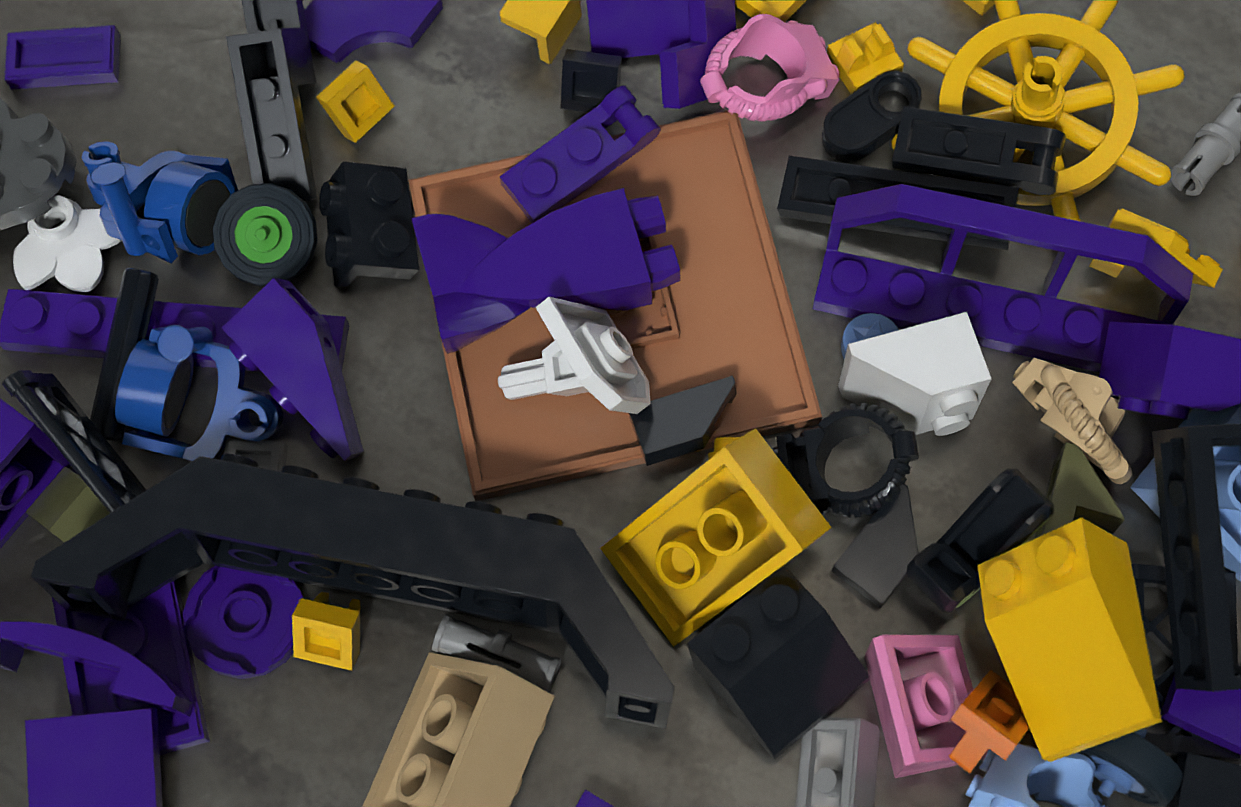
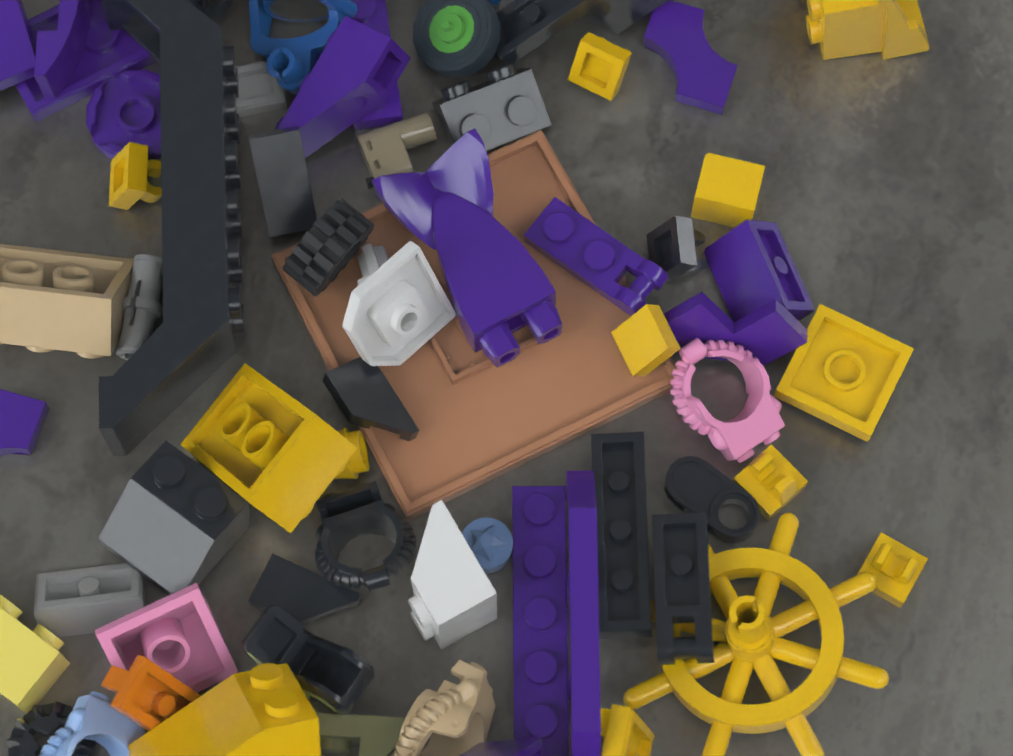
camera: 70 degrees right, 0 degrees up
(380, 343) = (386, 147): none -> dark tan piece
(392, 453) = (283, 181): none -> black tile
(500, 413) = (328, 247): none -> black tyre
(690, 127) = (645, 340): none -> yellow tile

